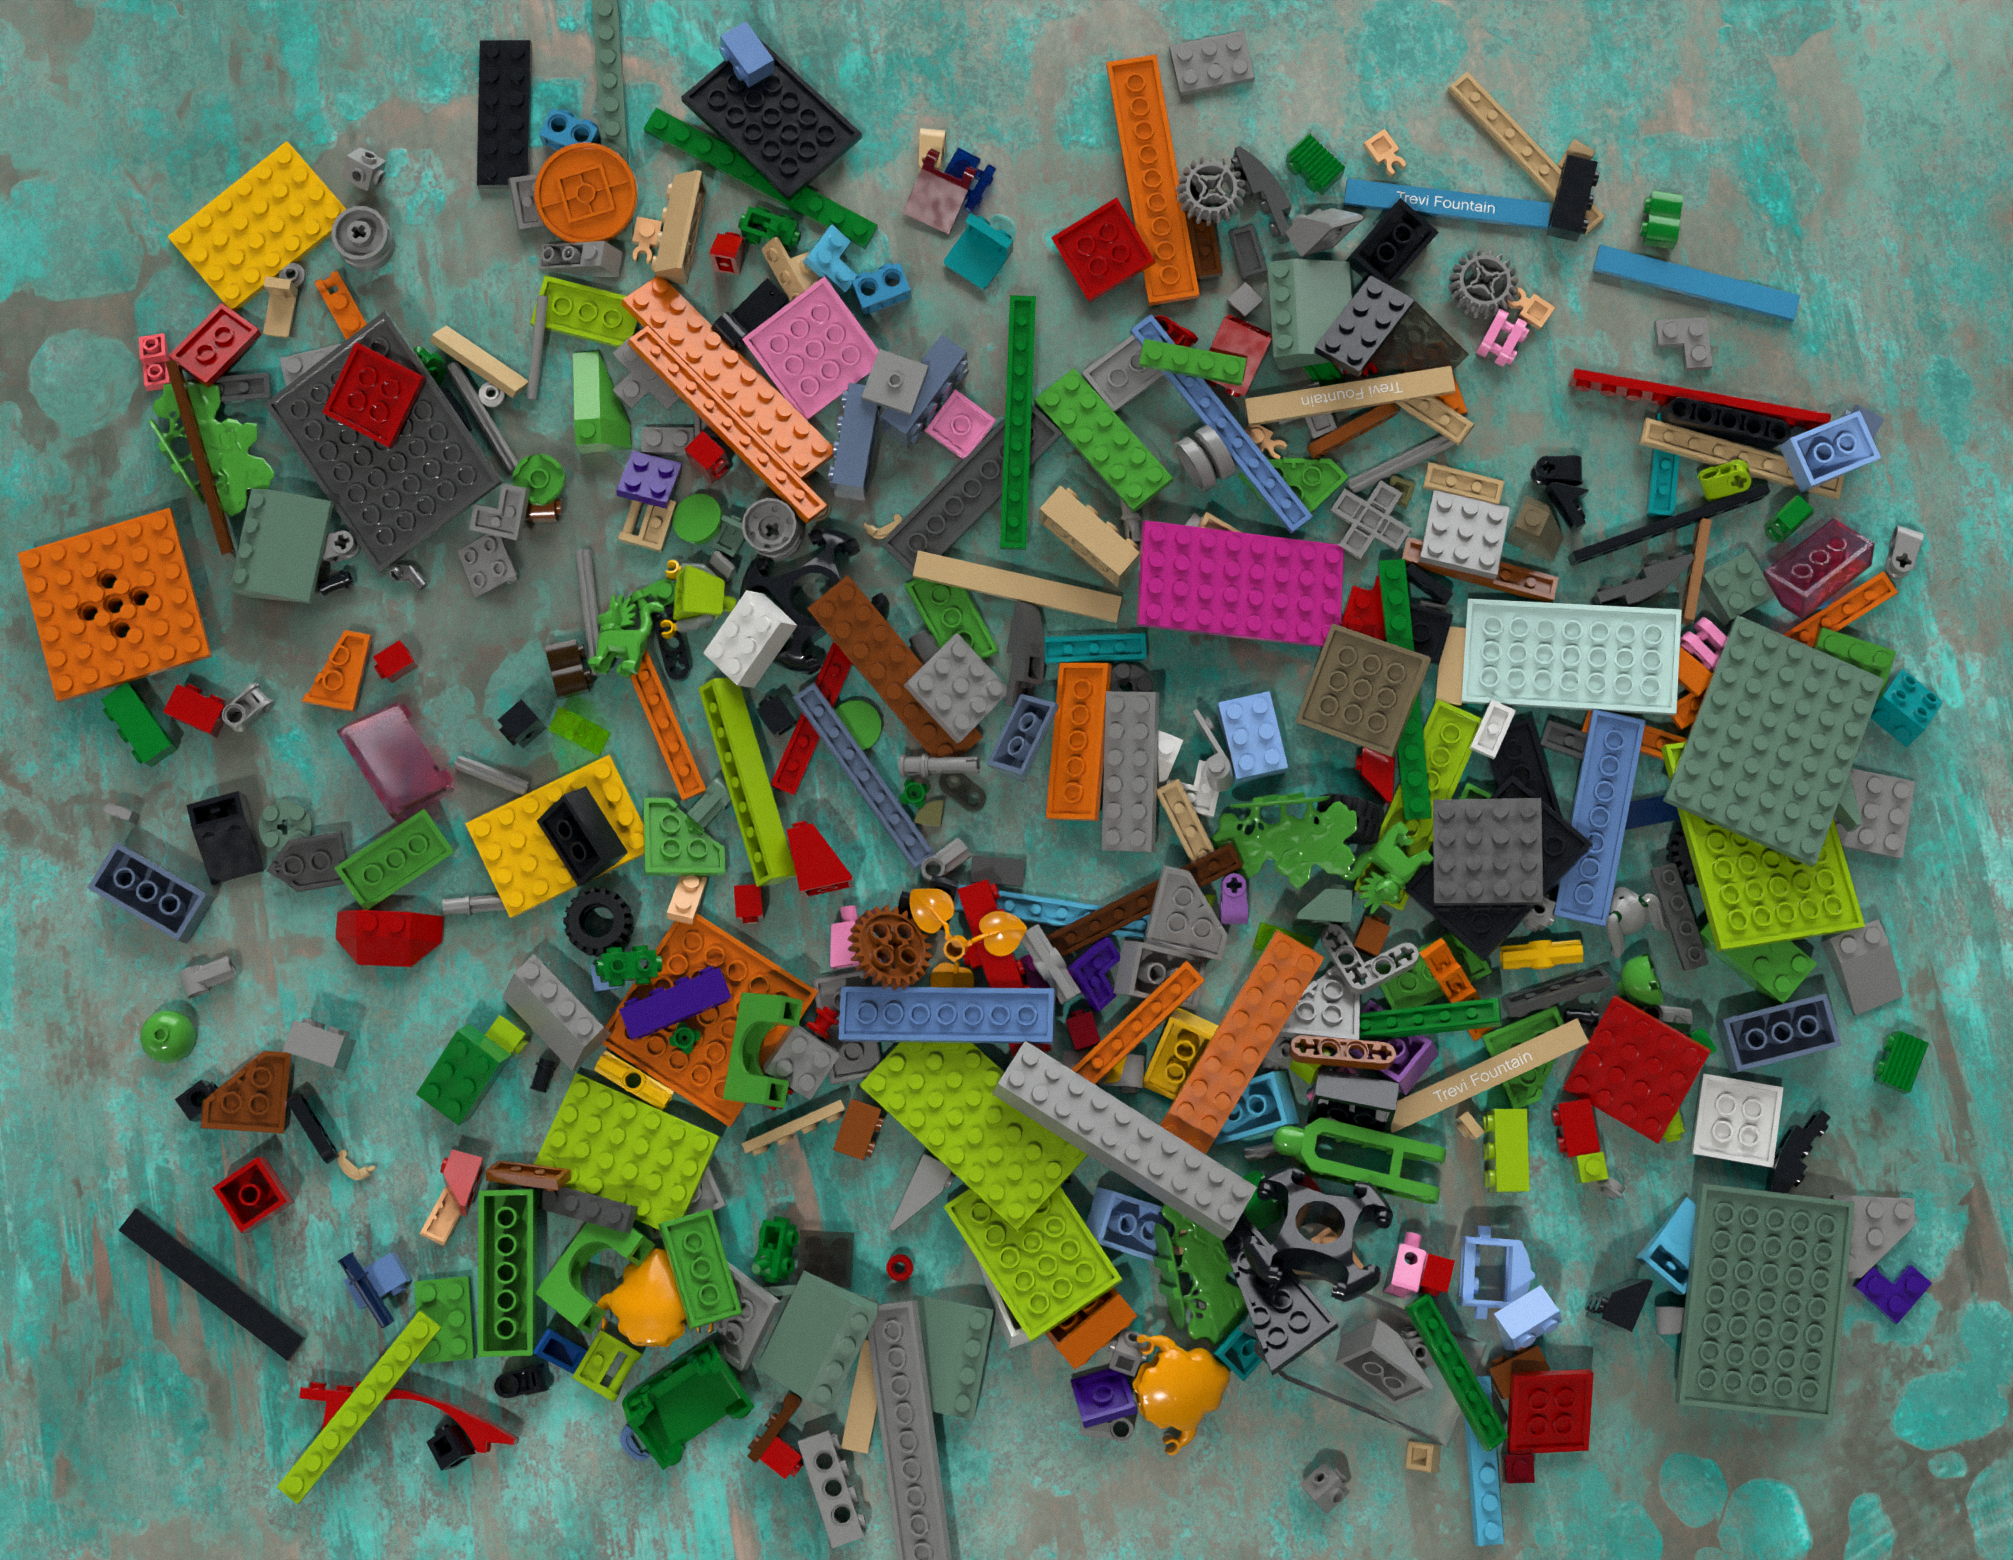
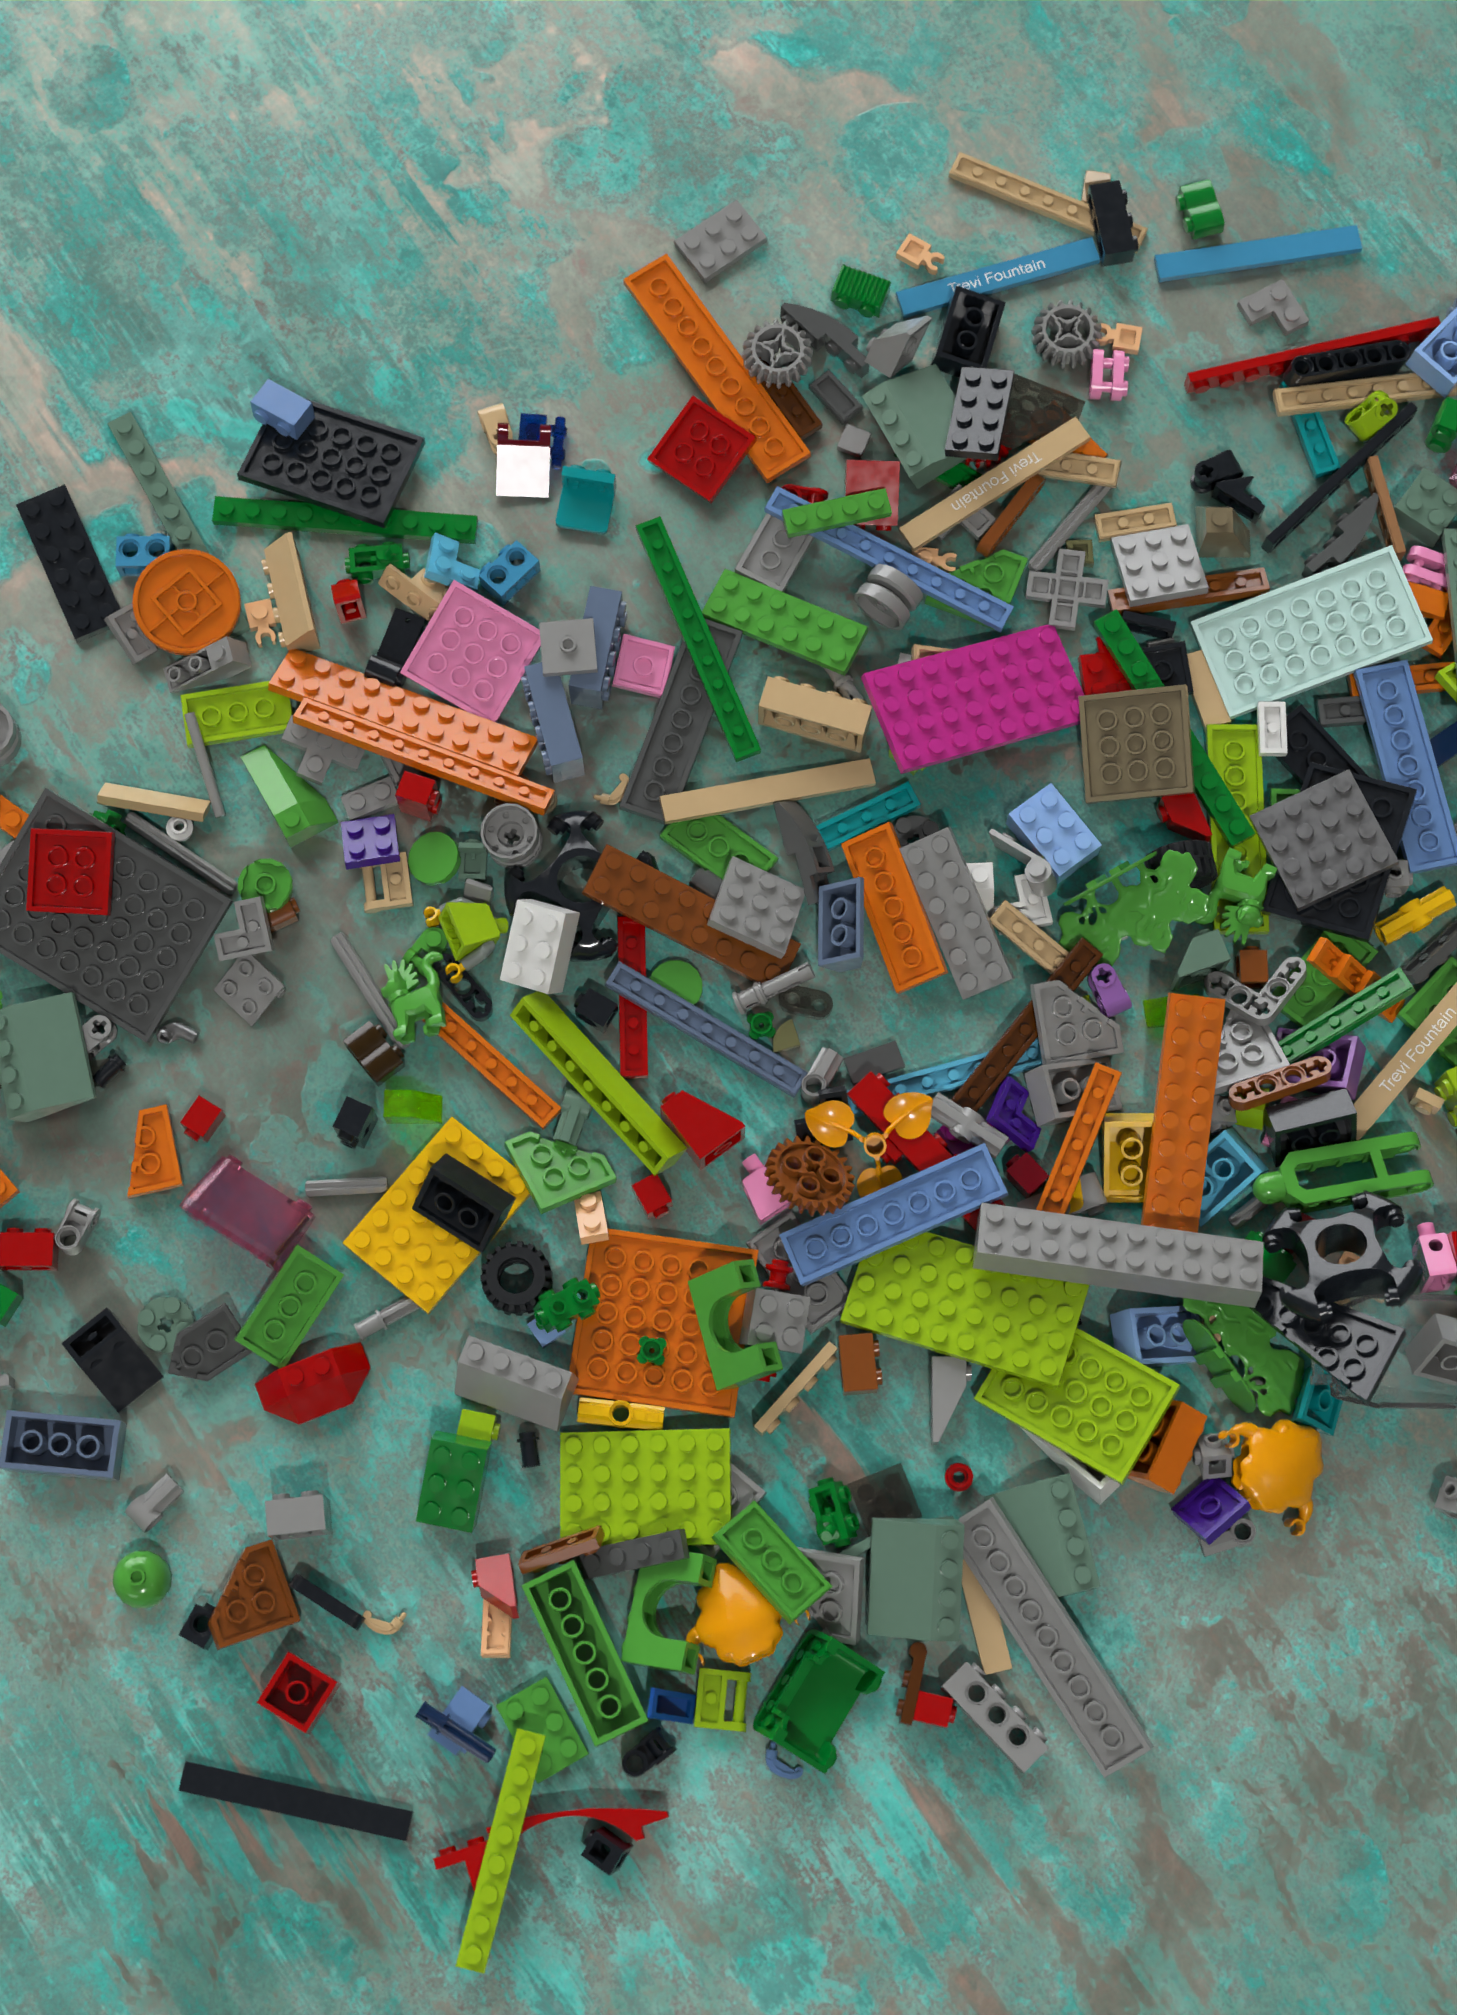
camera: 25 degrees left, 5 degrees down
(675, 1004) = (628, 1321): dark purple brick -> none

